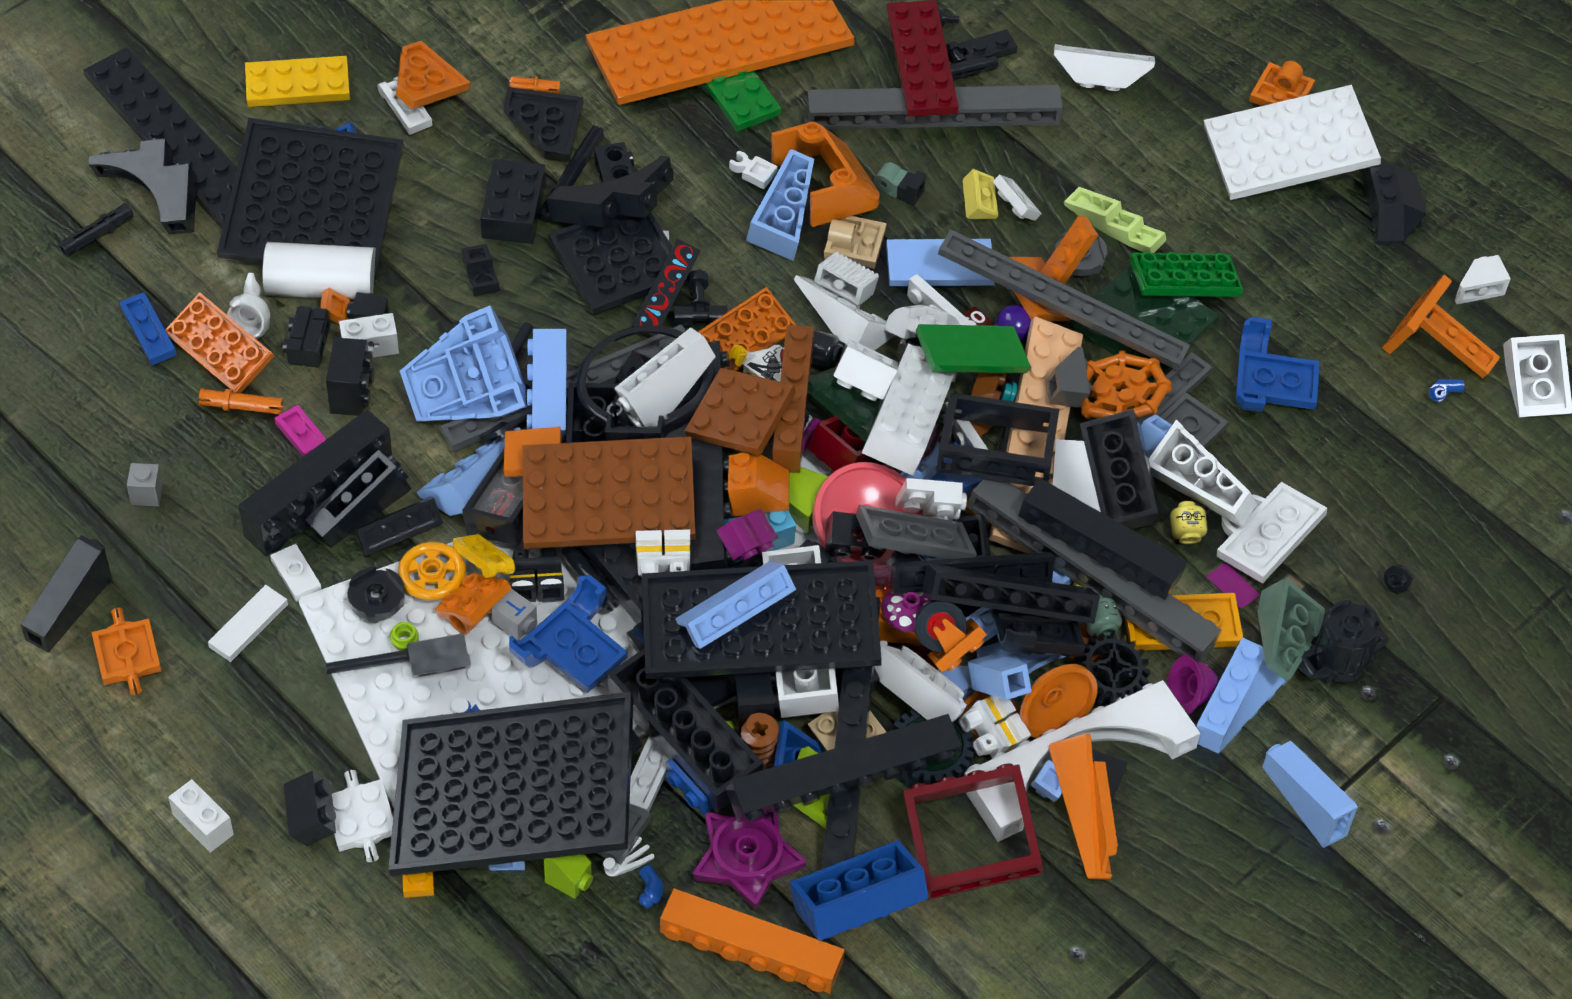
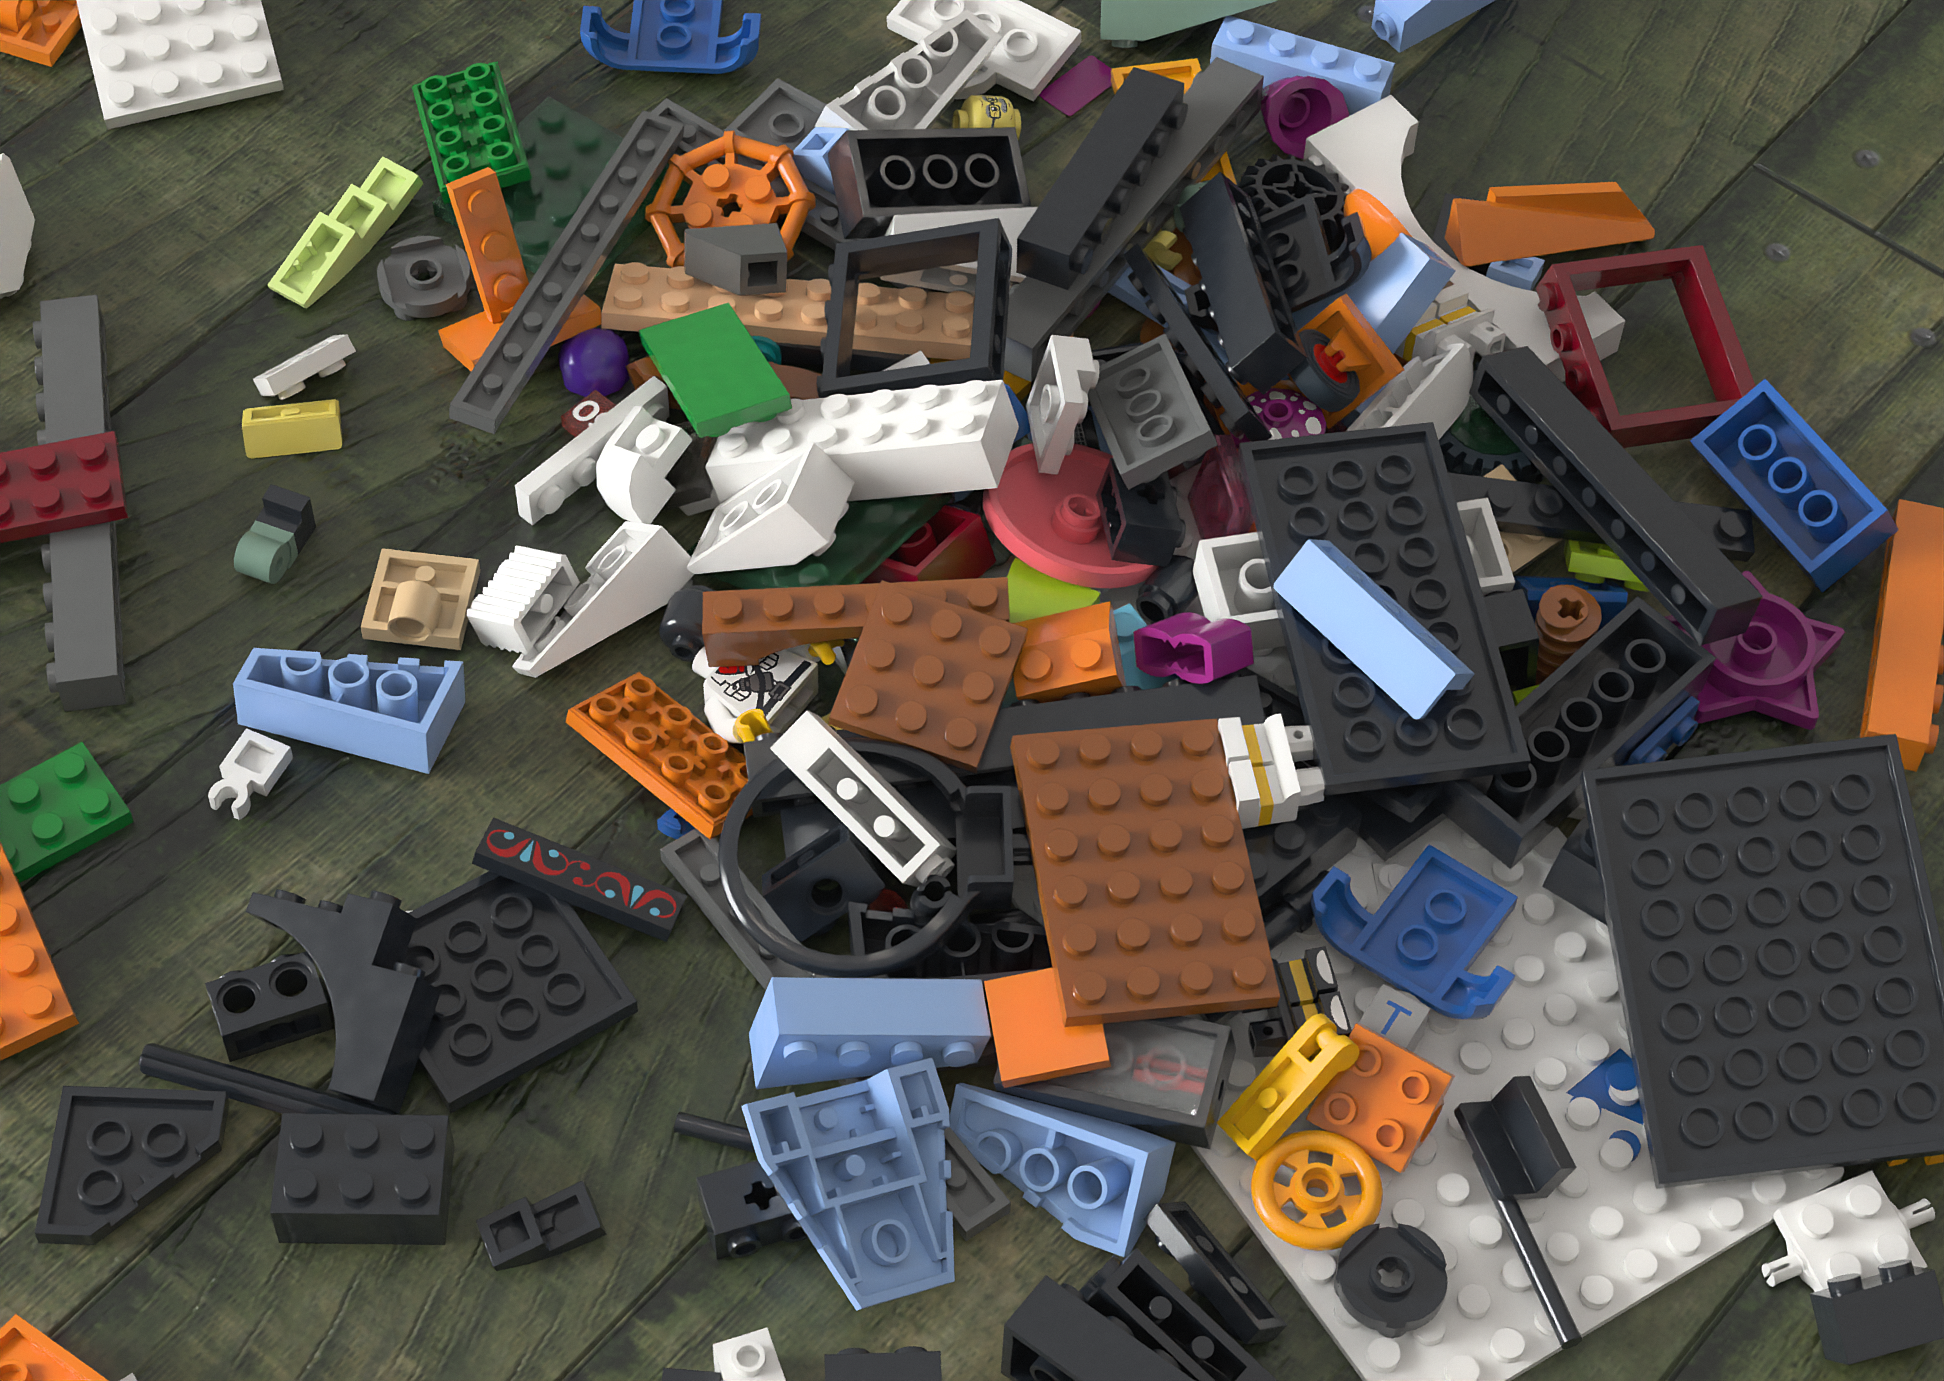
camera: 95 degrees left, 0 degrees up
(400, 630) = (1476, 1203): lime plate -> none
(495, 432) = (973, 1119): black tile -> none
(535, 84) = (23, 1186): orange axle -> none
(699, 308) = (617, 827): black bar -> none
(851, 187) = (262, 614): orange windscreen -> none
(921, 257) = (462, 480): light blue tile -> none

